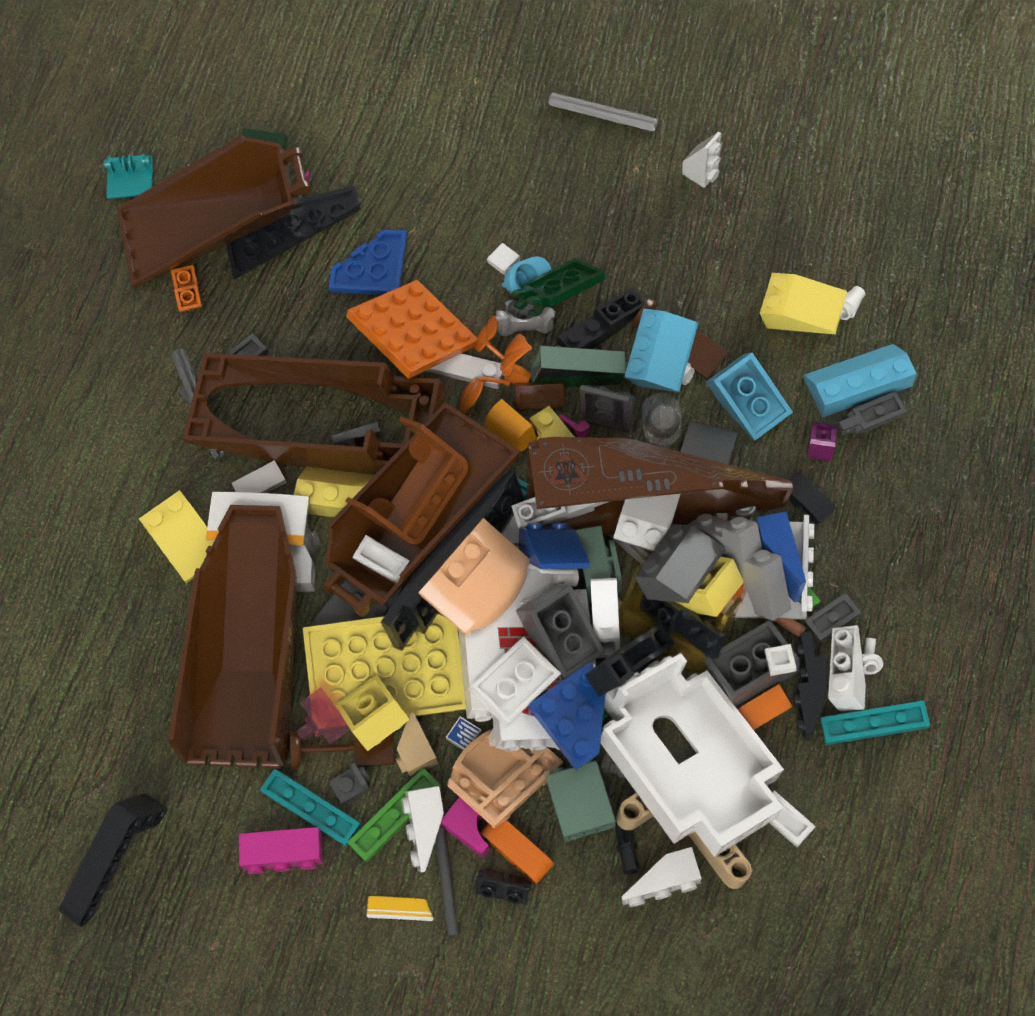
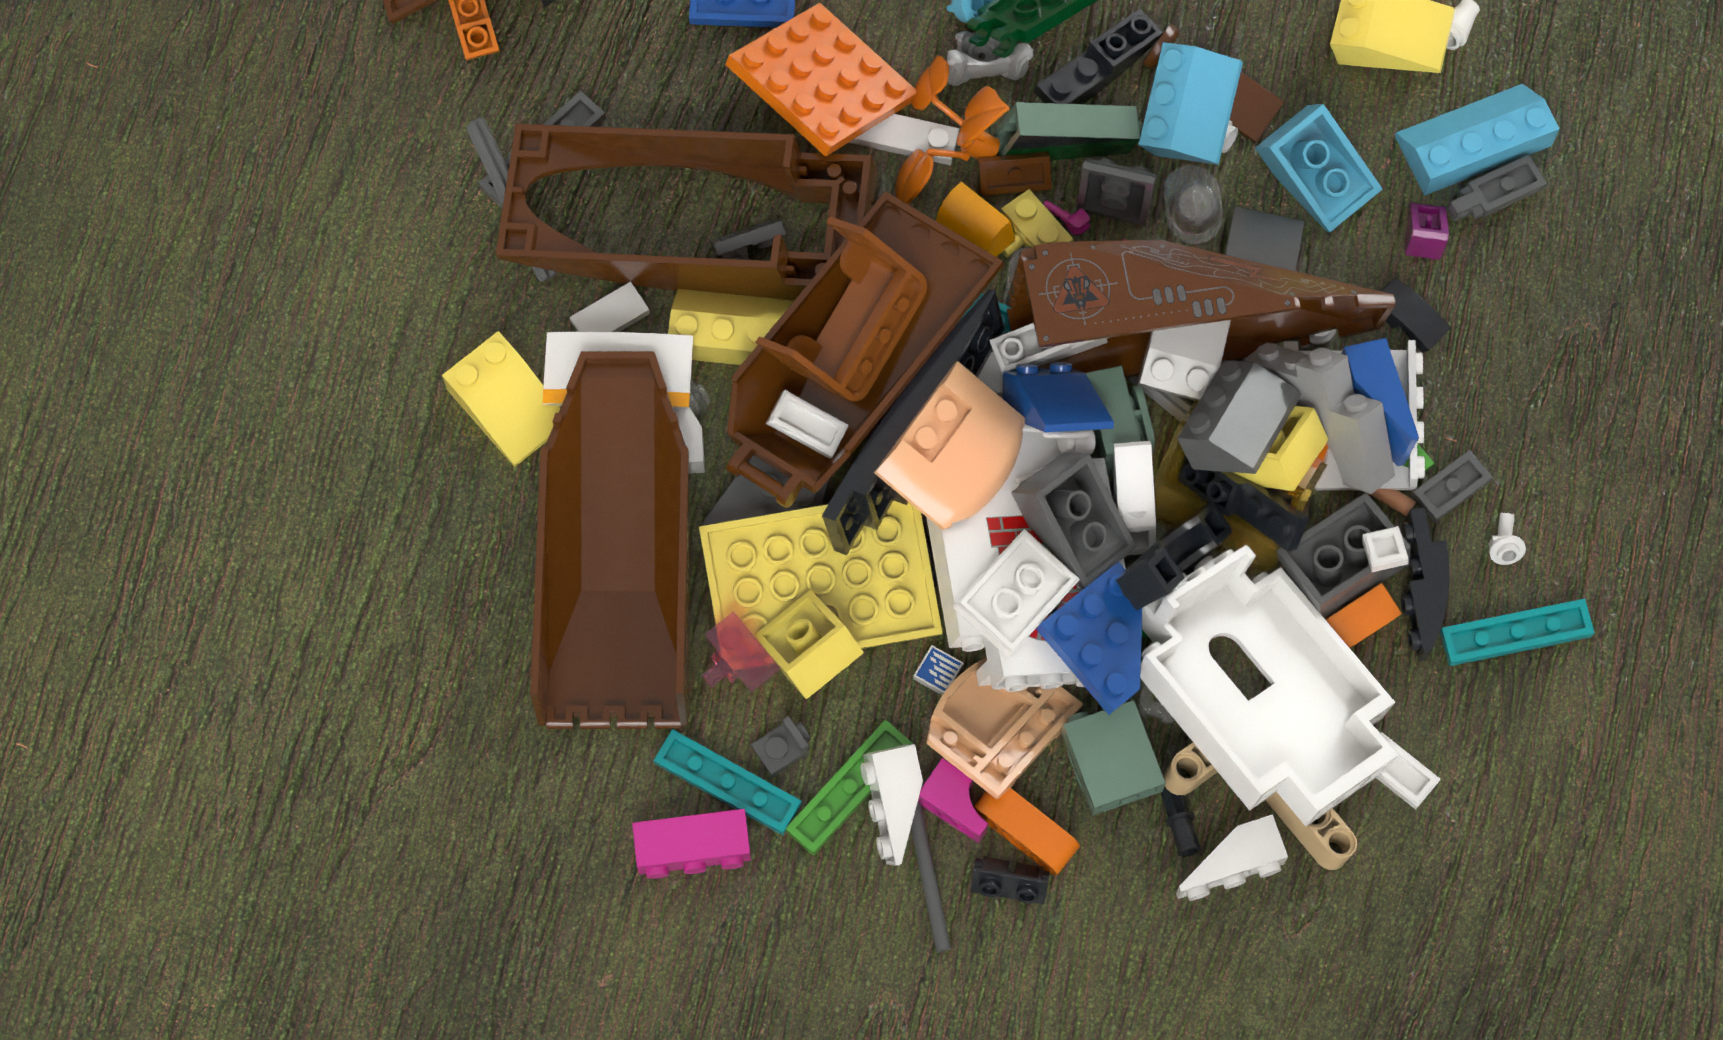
camera: 10 degrees left, 5 degrees up
(106, 853) = (467, 816): black beam -> none
(378, 755) = (820, 705): reddish brown piece -> none
(398, 908) = (863, 917): yellow sticker -> none
(414, 749) = (872, 694): tan slope -> none
(846, 670) = (1476, 559): white slope -> none

